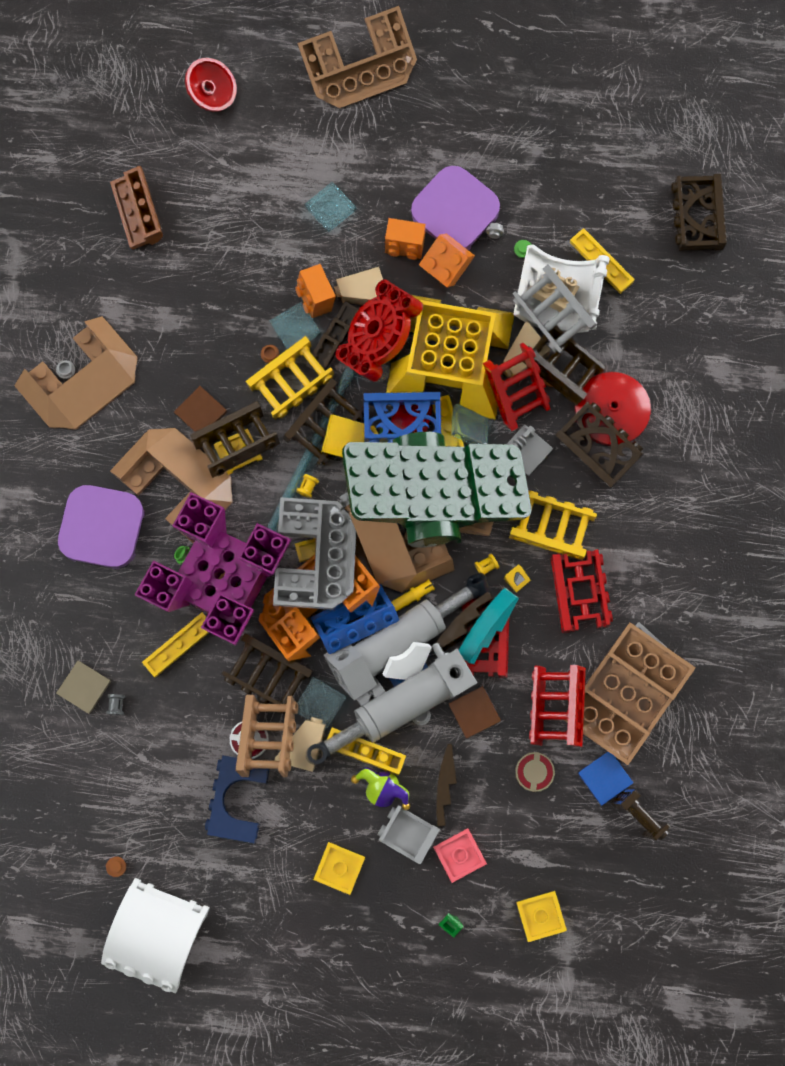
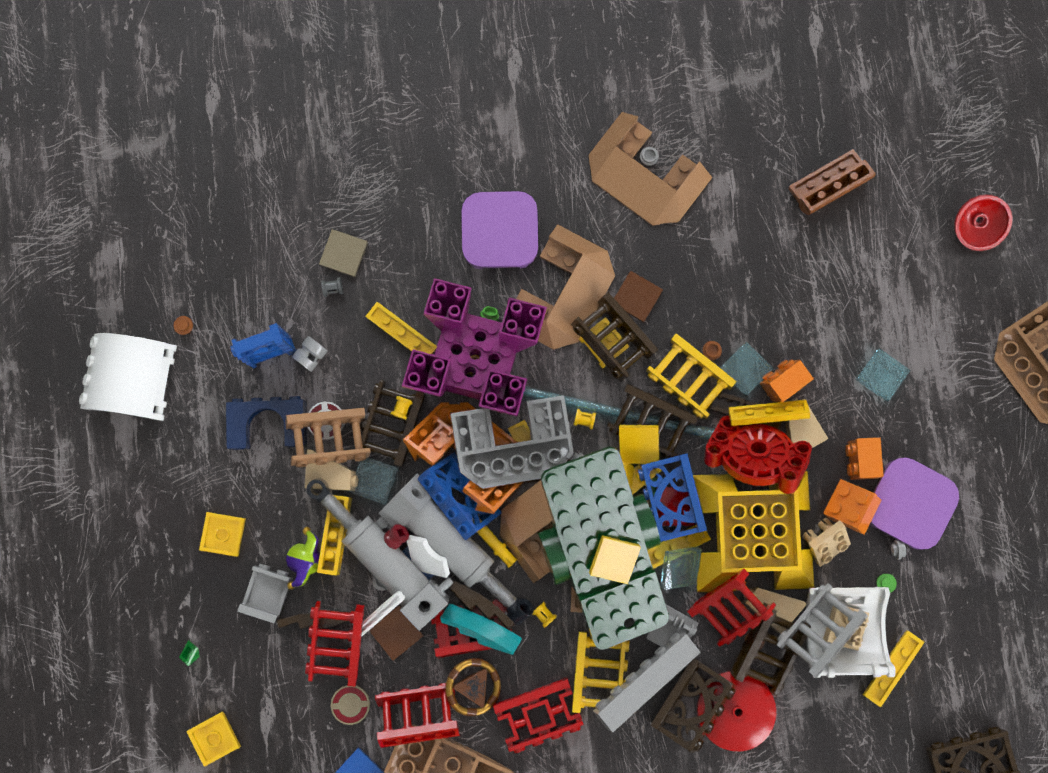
camera: 80 degrees right, 5 degrees up
(160, 779) = (250, 350): none -> blue fence
(177, 740) = (309, 346): none -> light grey wheel
(255, 657) = (401, 407): none -> yellow bush
(342, 312) = (769, 412): none -> yellow plate
(381, 685) = (396, 536): none -> dark red wheel
(449, 475) = (614, 559): none -> yellow tile
(453, 722) = (382, 611): none -> white axle
(459, 855) = (256, 647): coral tile -> none
(476, 289) = (828, 543): none -> tan plate
(486, 757) = (353, 636): none -> red fence
(517, 578) = (538, 648): yellow slope -> none
(542, 646) = (473, 687): none -> piece
(569, 481) = (646, 681): none -> light grey brick

